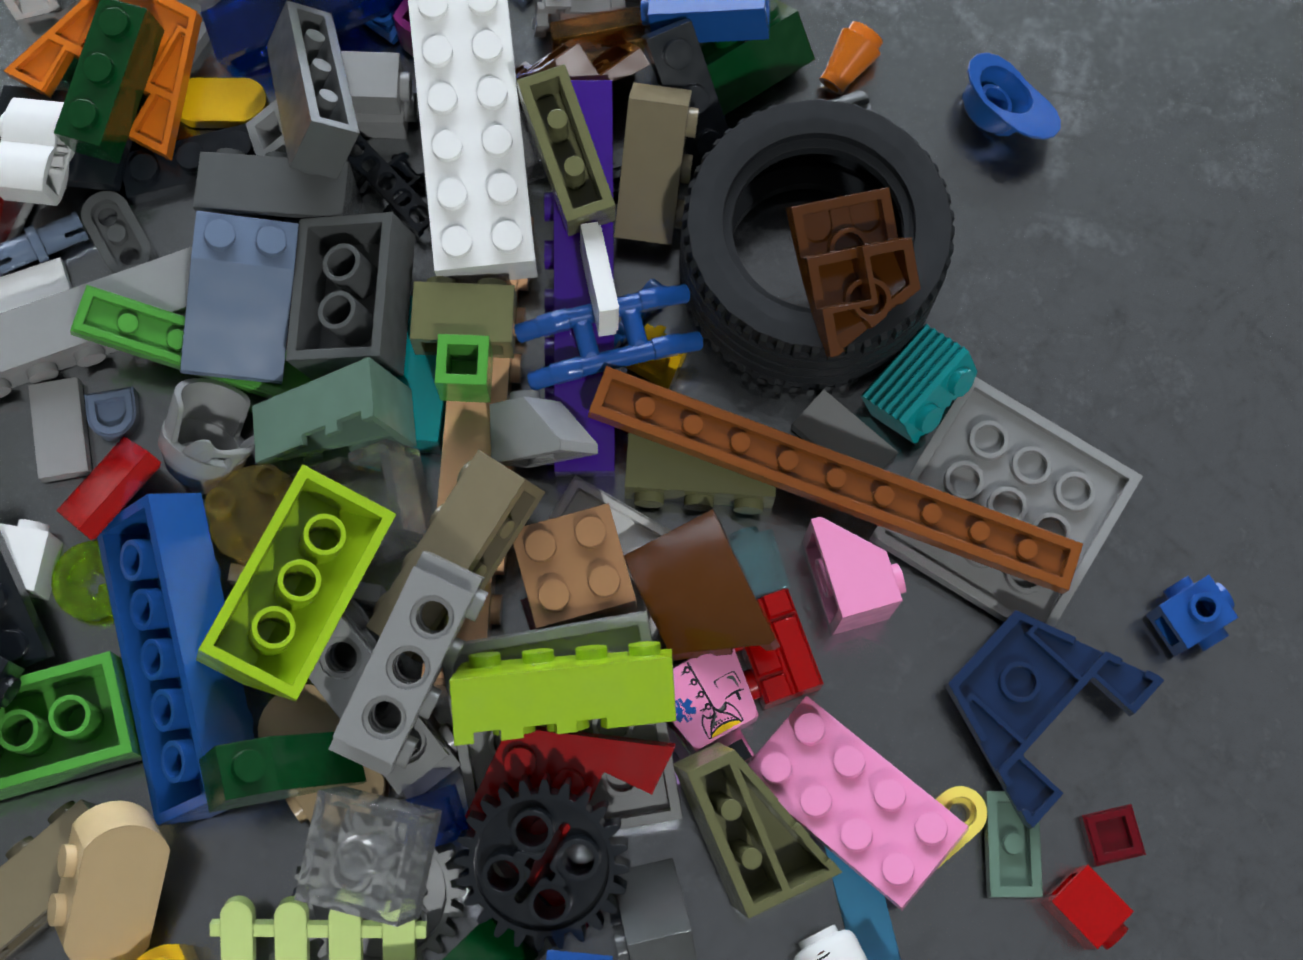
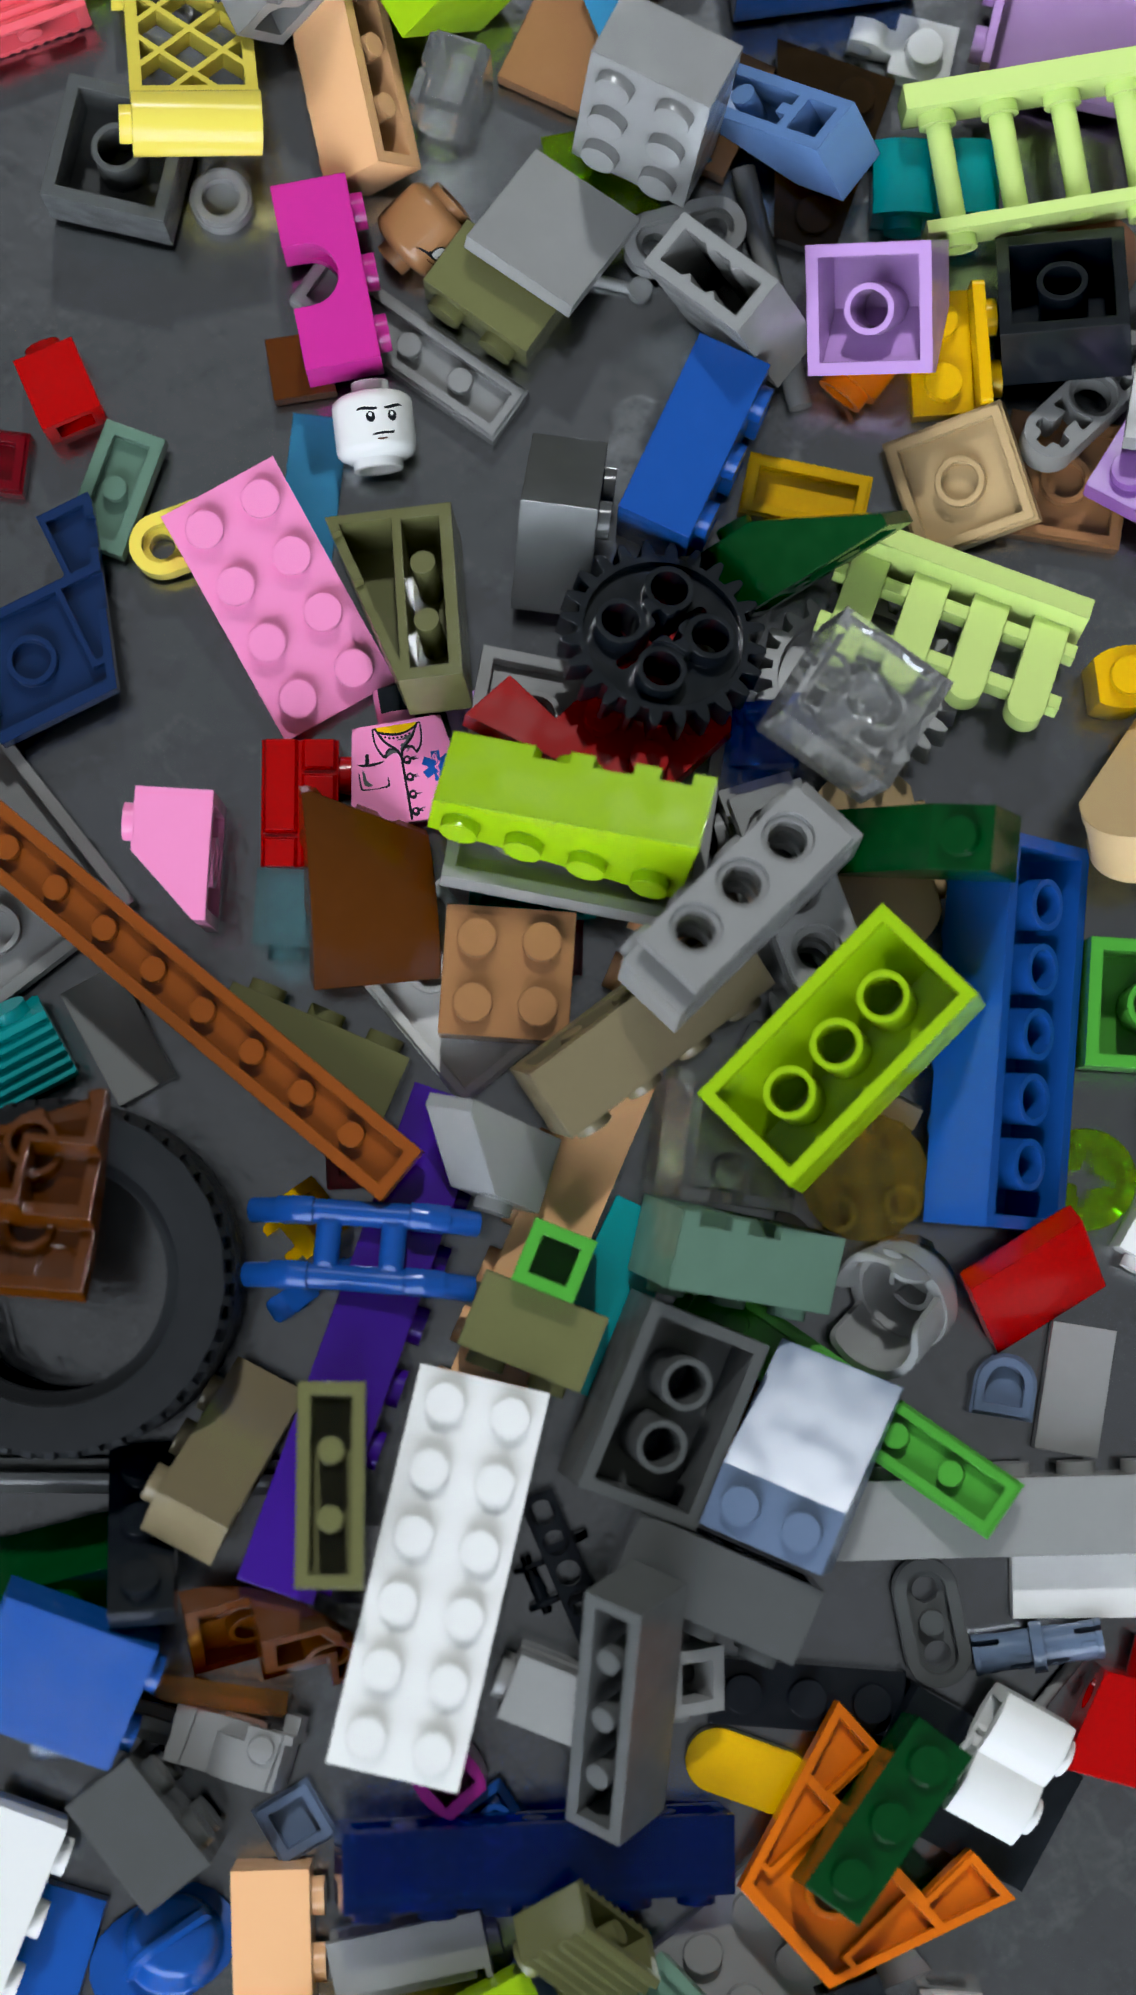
camera: 160 degrees left, 10 degrees up
(599, 278) = (349, 1308): white tile -> none

